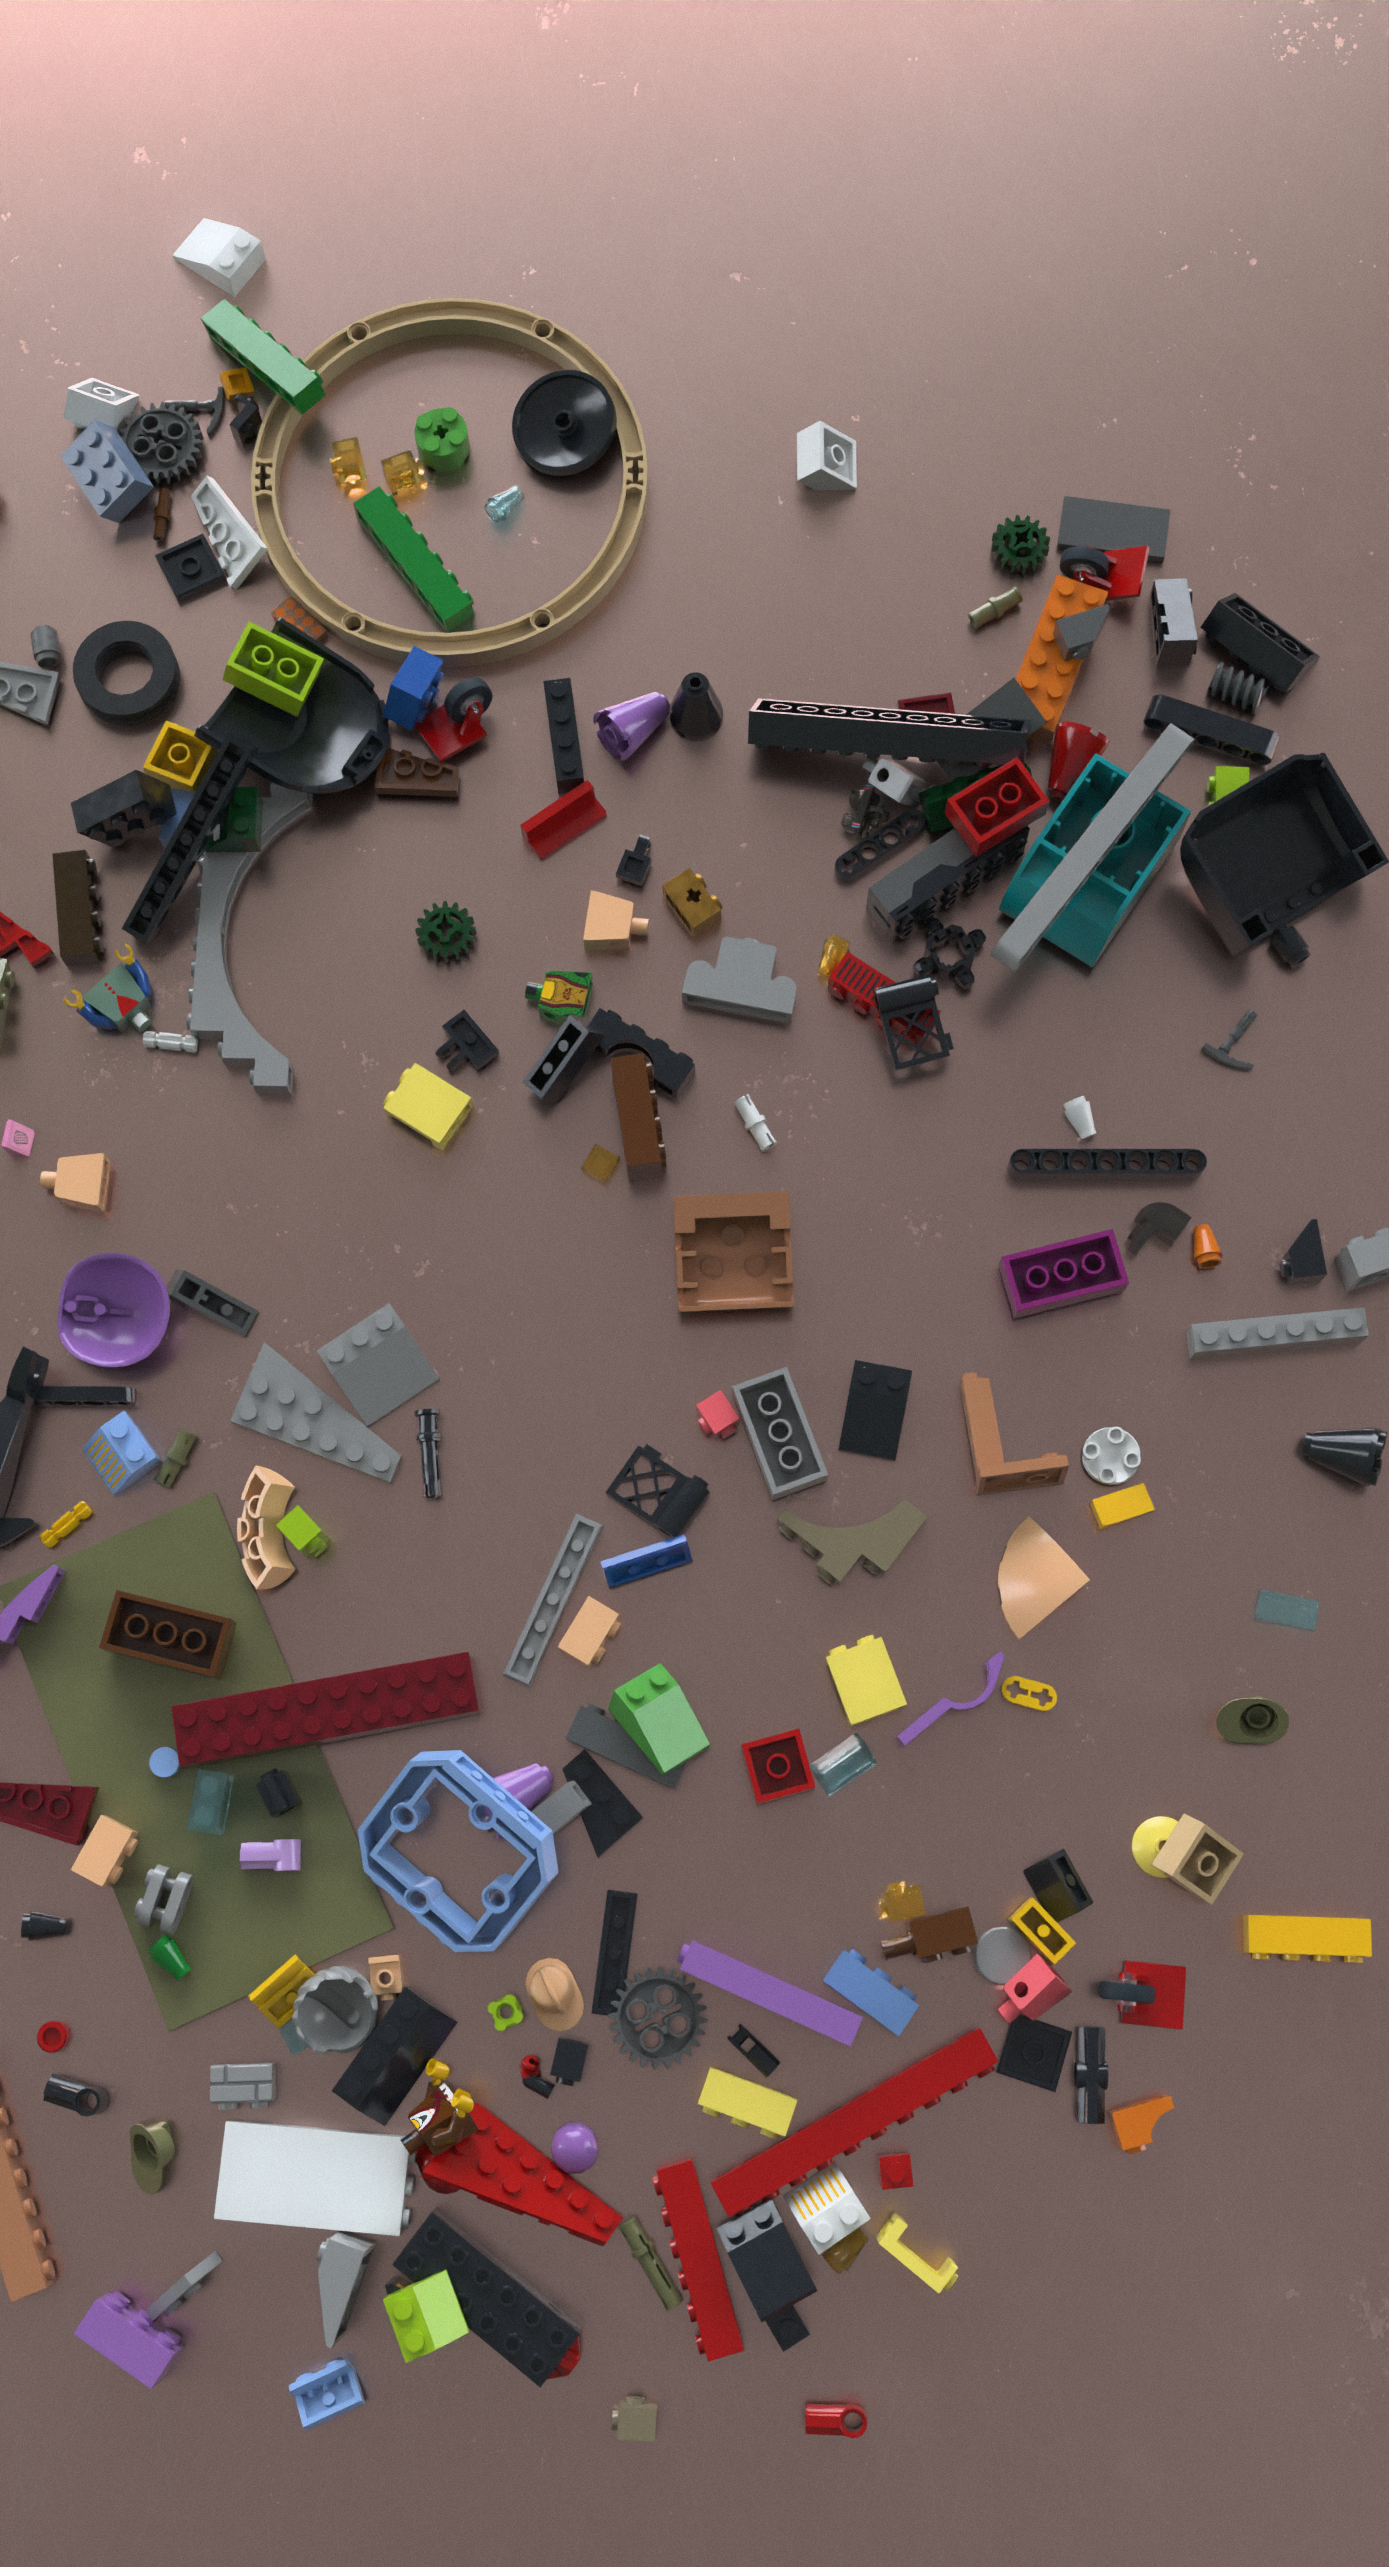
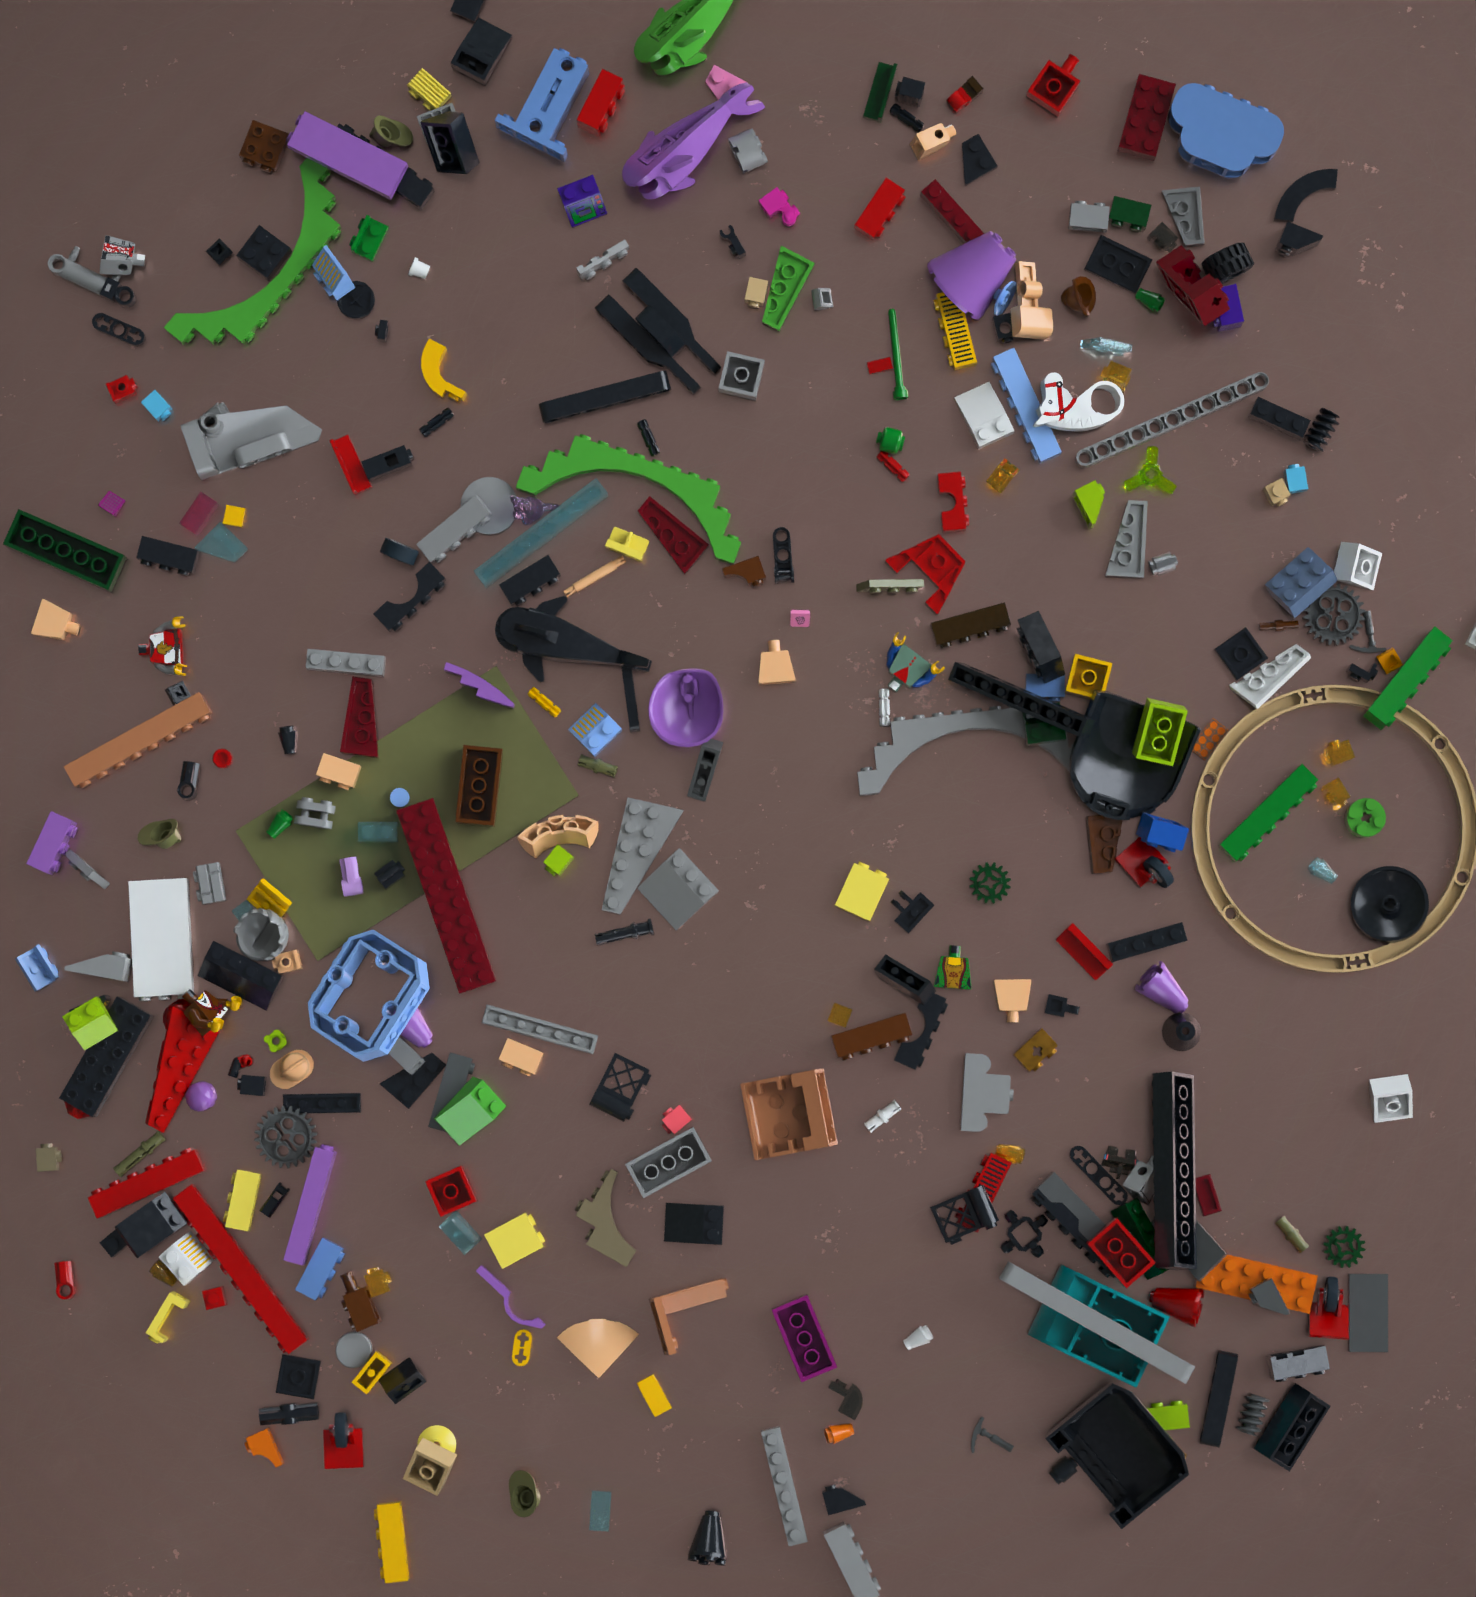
camera: 80 degrees right, 10 degrees up
(122, 638) = (1163, 600): black tyre -> none
(646, 1561) = (572, 1086): blue tile -> none
(1033, 1990) = (334, 1371): coral torso -> none
(1111, 1455) = (686, 1384): white dish -> none
(1119, 1159) = (890, 1368): black beam -> none

